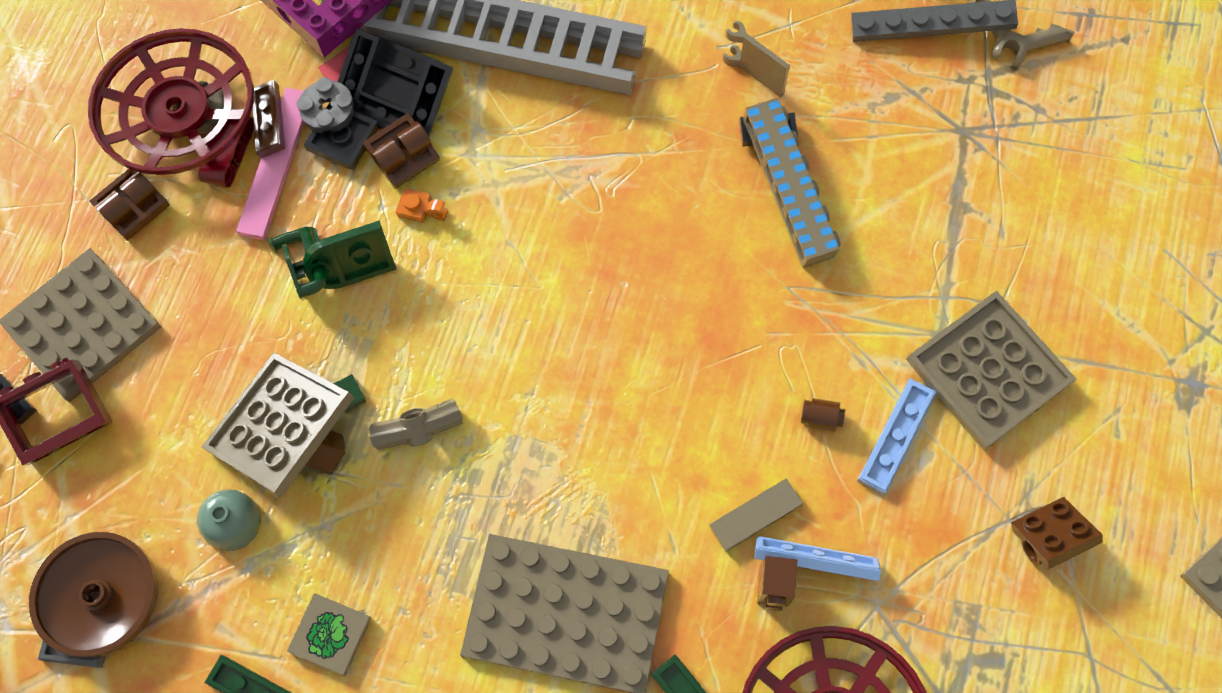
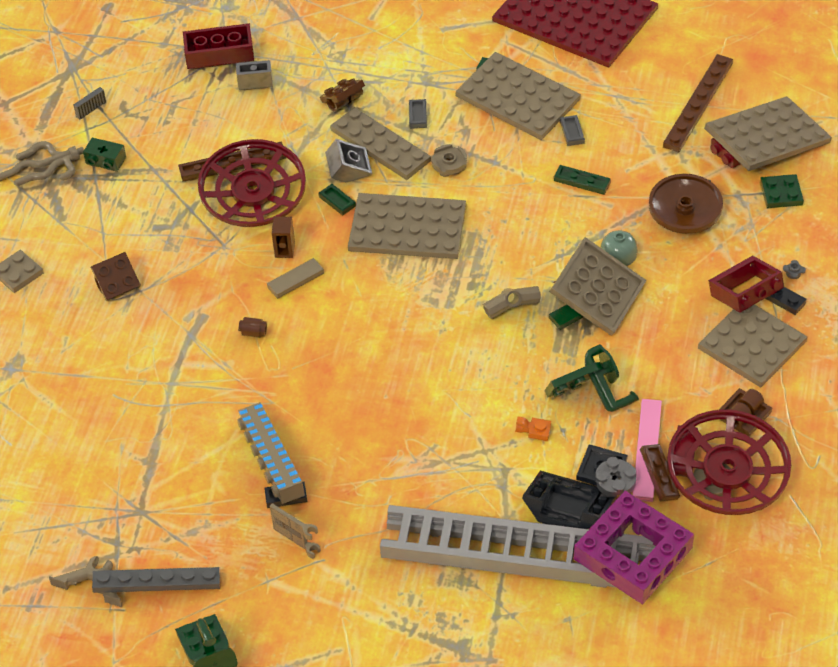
camera: 175 degrees right, 20 degrees down
(329, 634) = (544, 205): dark tan tile -> none
(401, 150) = (555, 456): reddish brown plate -> none
(820, 558) = (258, 256): light blue tile -> none
(896, 436) = (205, 324): light blue tile -> none
(990, 369) = (142, 360): dark tan plate -> none

